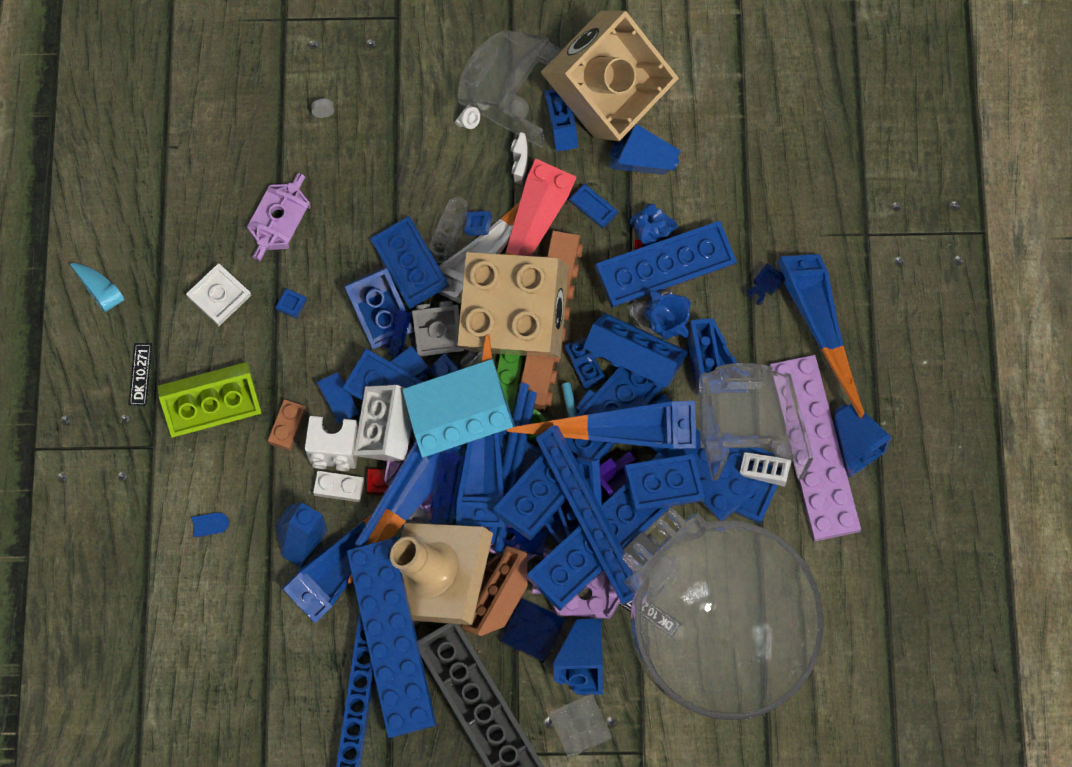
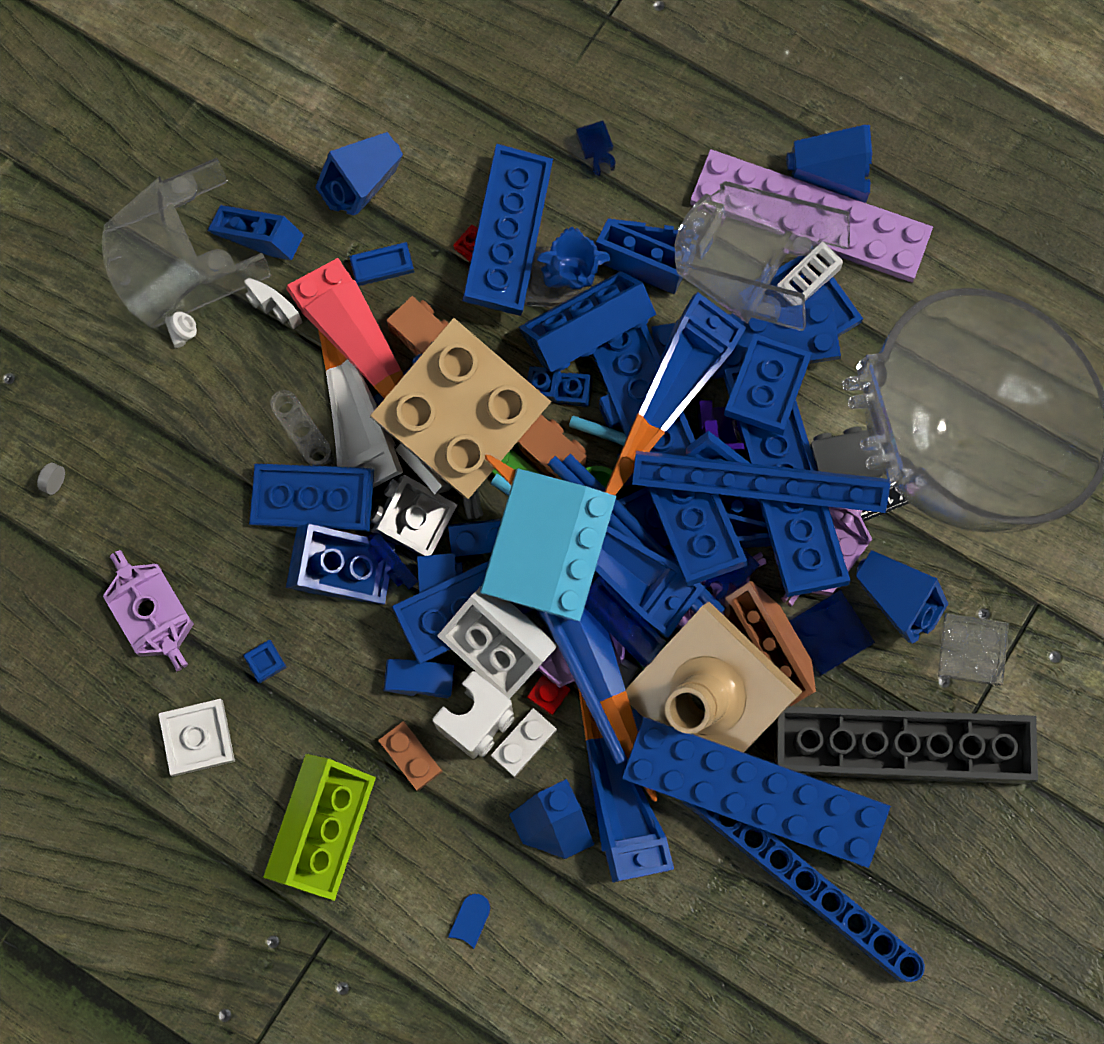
camera: 60 degrees left, 5 degrees up
(100, 288) = (88, 872): medium azure piece -> none
(140, 374) = (229, 890): black sticker -> none
(478, 223) = (316, 395): blue plate -> none
(610, 75) = (254, 138): tan brick -> none
(652, 224) = (451, 215): blue hair -> none
(812, 293) = (642, 106): blue plate -> none

